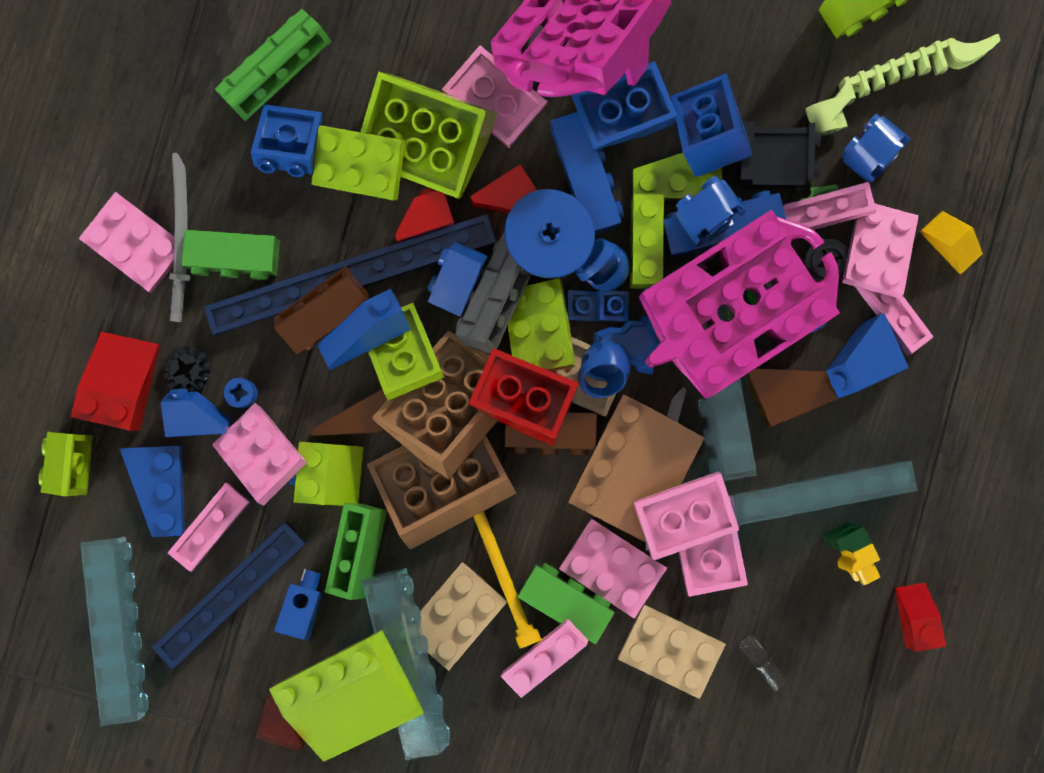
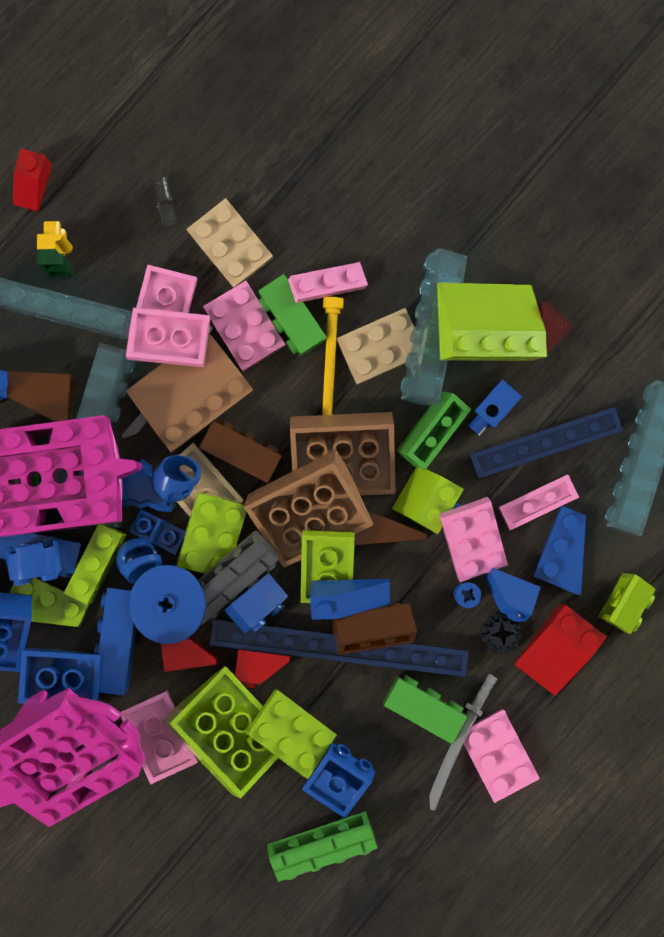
camera: 155 degrees left, 0 degrees up
(524, 396) = (247, 485): red slope -> none

